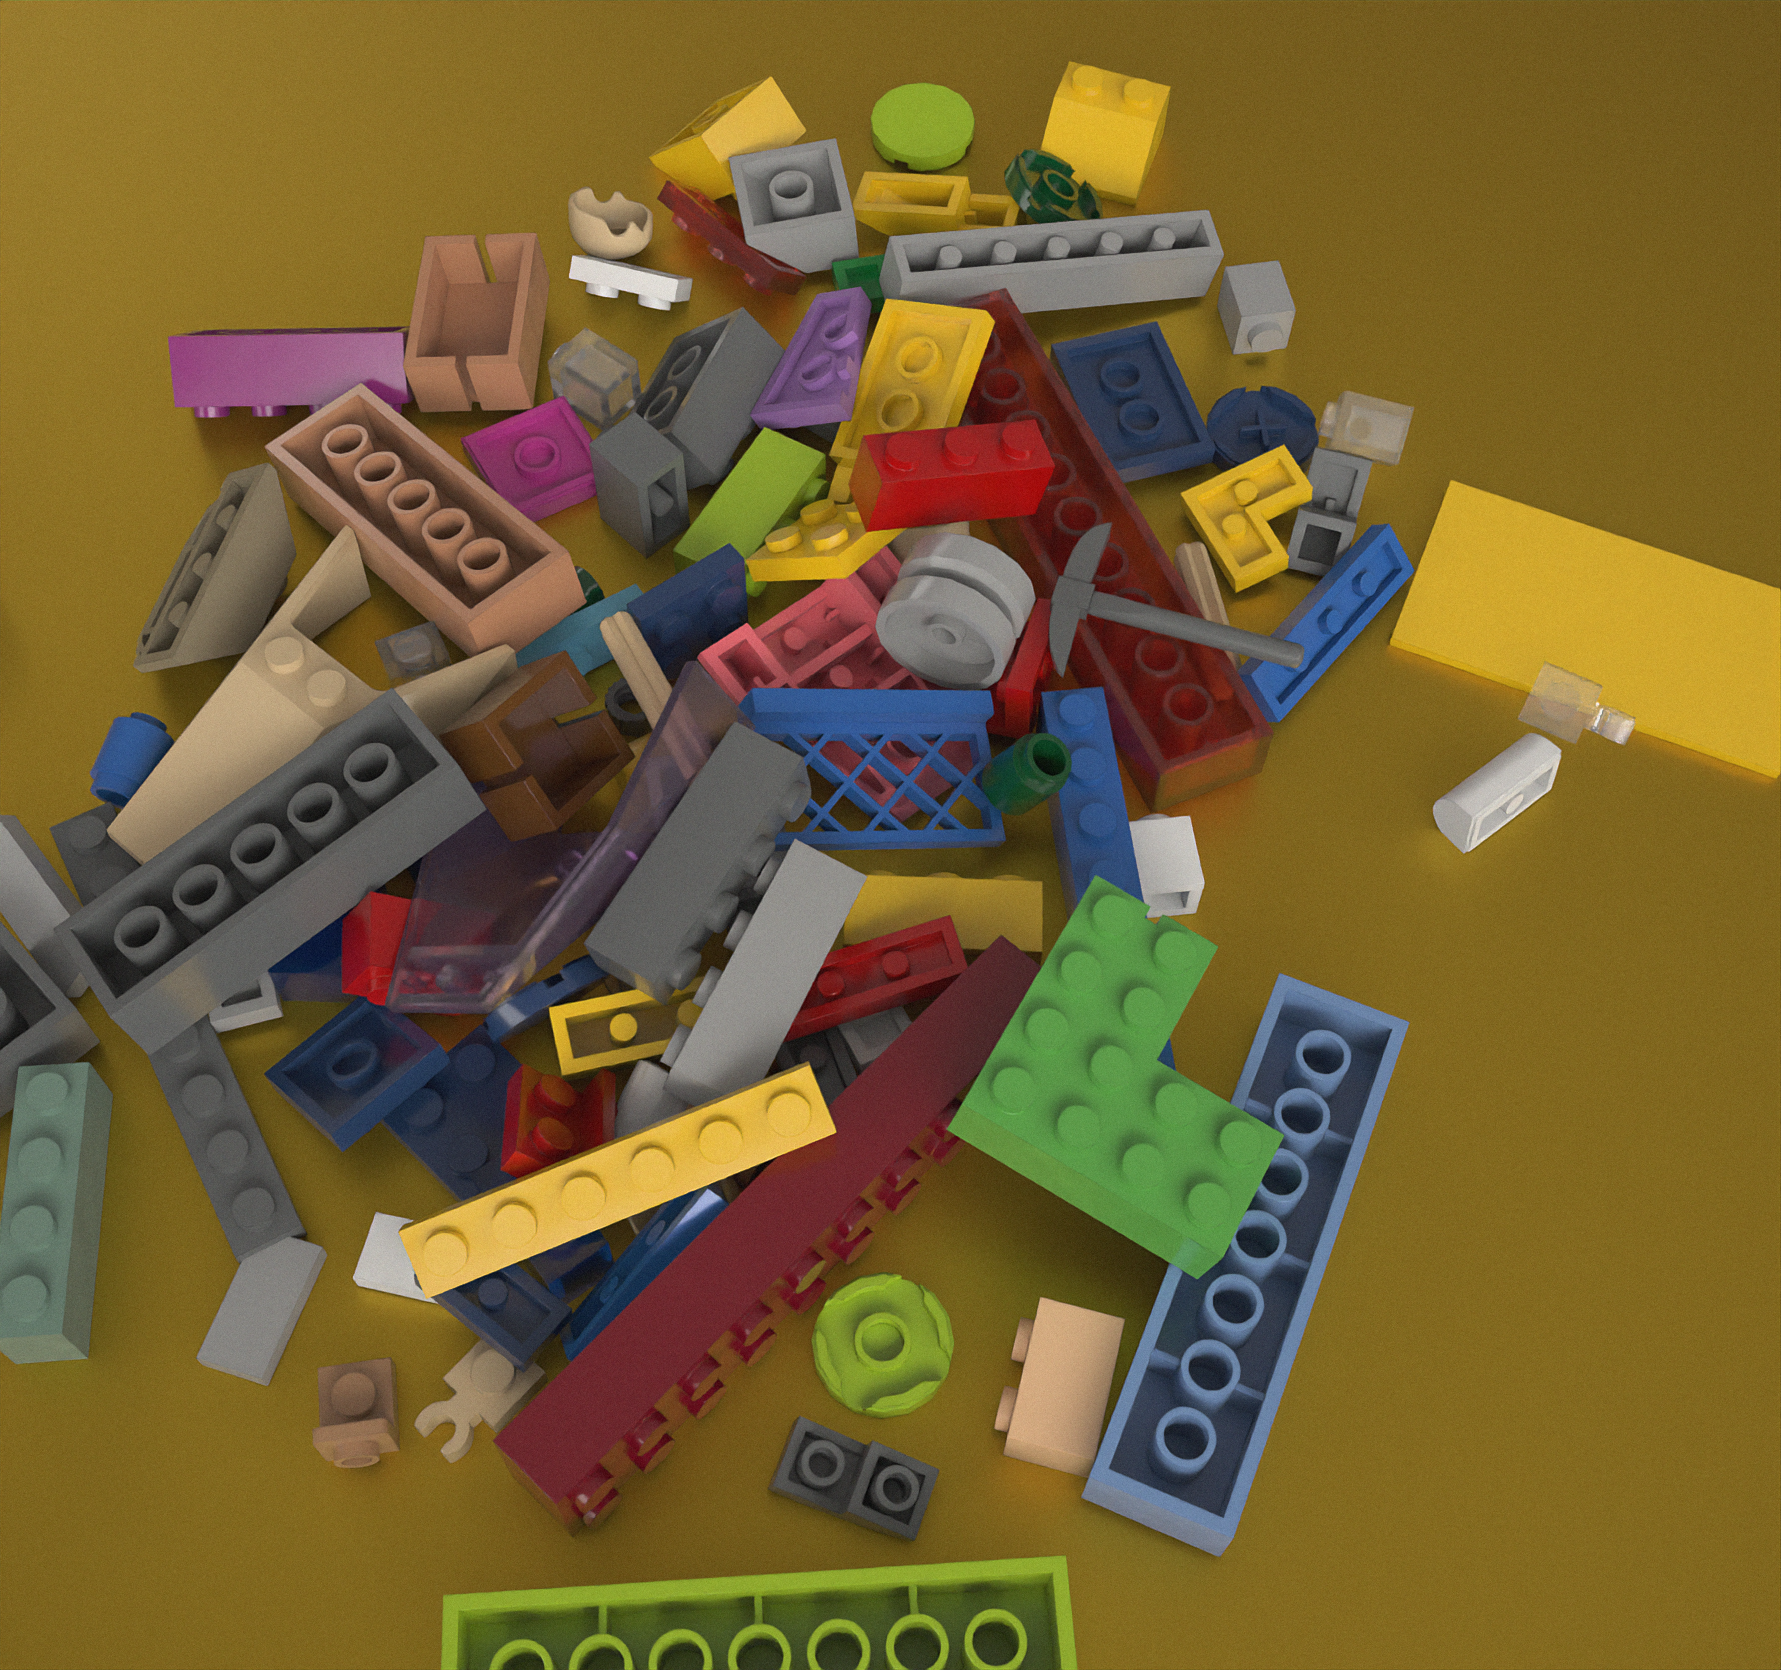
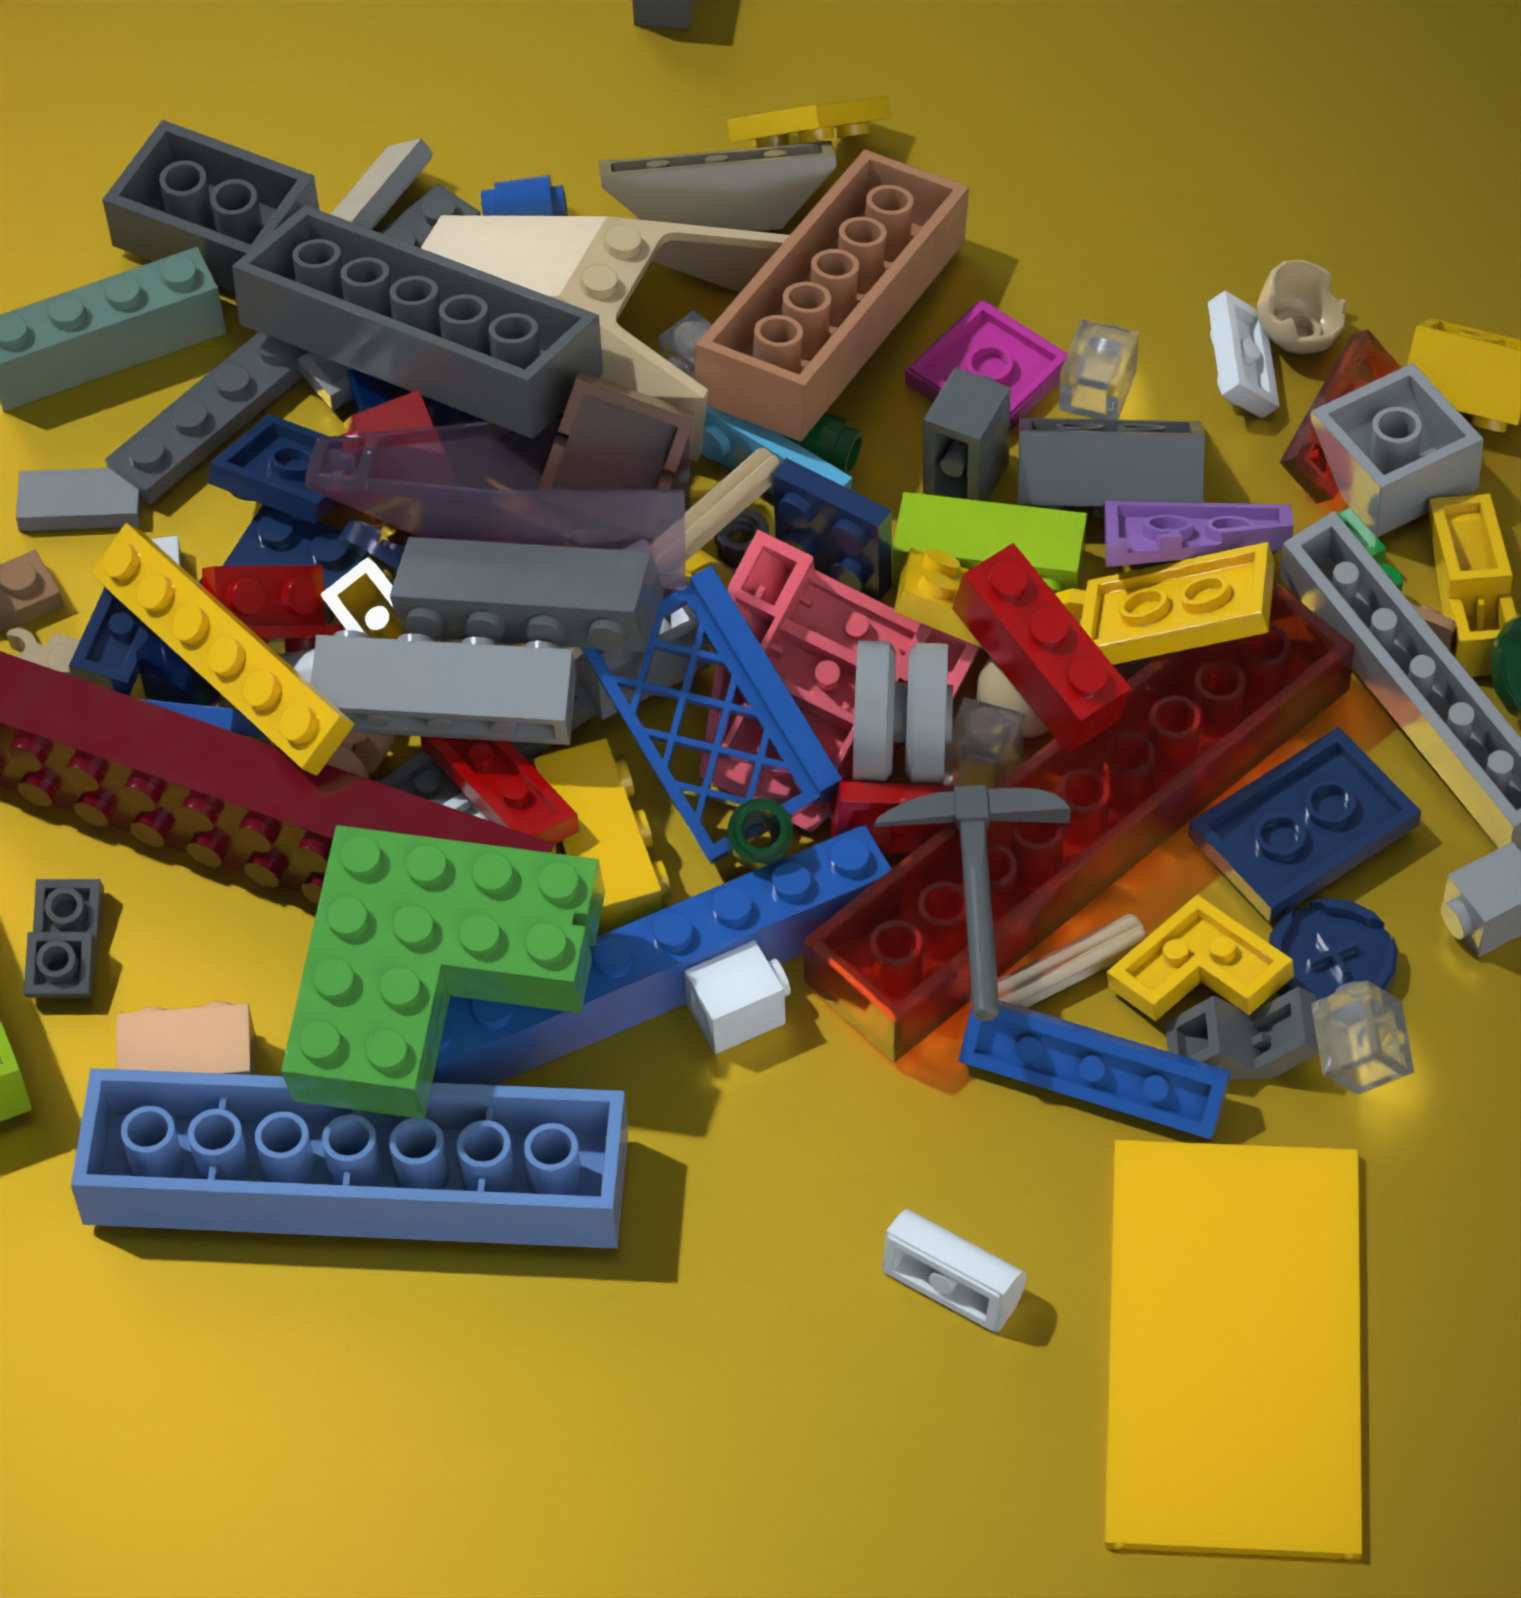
camera: 75 degrees right, 5 degrees down
(192, 476) = (810, 122): none -> yellow plate
(286, 368) = (1000, 146): magenta slope -> none
(475, 335) = (1106, 251): nougat piece -> none
(882, 1345) = (189, 928): lime tile -> none
(1567, 703) = (1084, 1311): clear plate -> none

